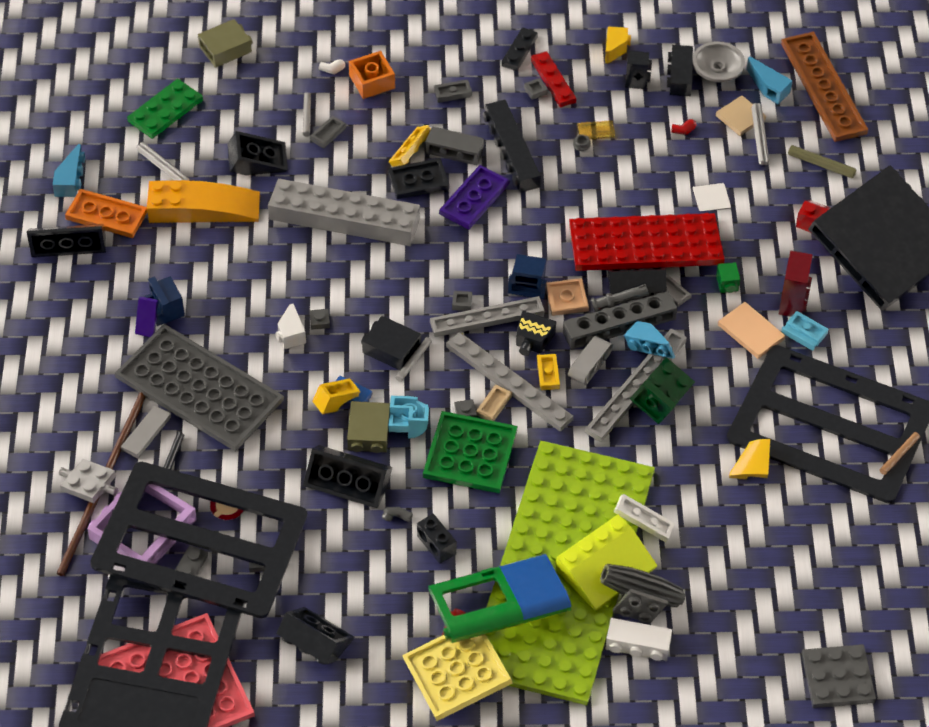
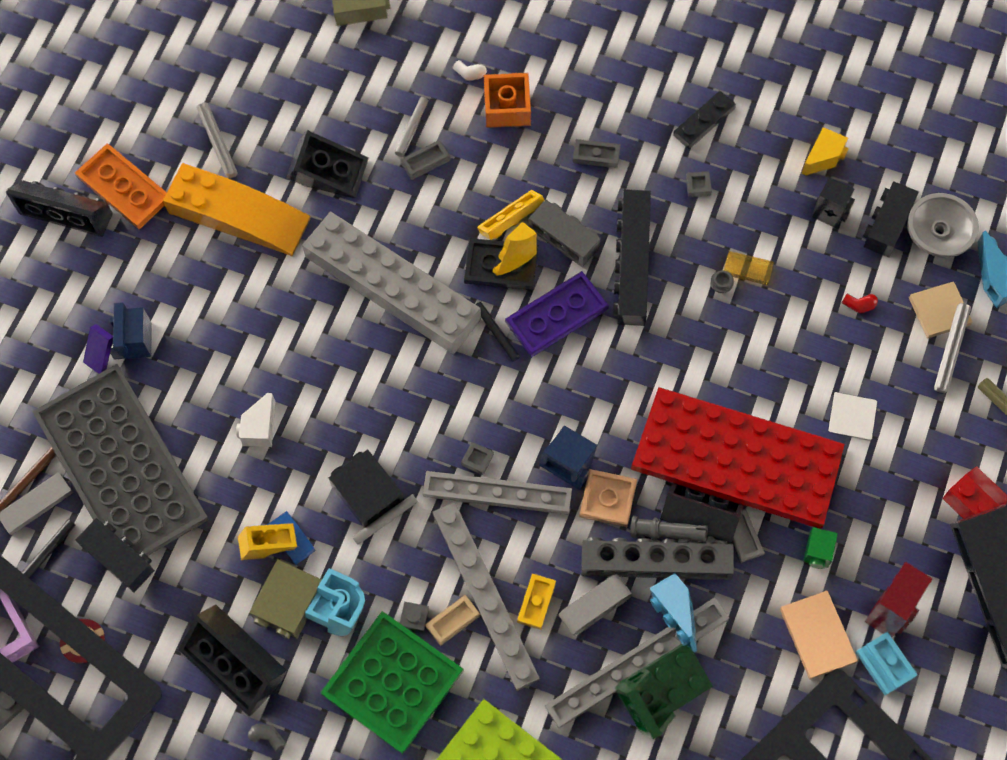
camera: 25 degrees right, 15 degrees up
(67, 175) = (102, 120): dark azure slope -> none
(165, 108) = (253, 63): green plate -> none
(229, 436) = (116, 554): none -> black brick
(319, 319) = (300, 420): dark grey plate -> none
(429, 159) = (517, 250): none -> yellow slope
(444, 226) = (497, 332): none -> black bar
(534, 333) = (542, 539): black torso -> none
(553, 79) = (727, 176): red plate -> none

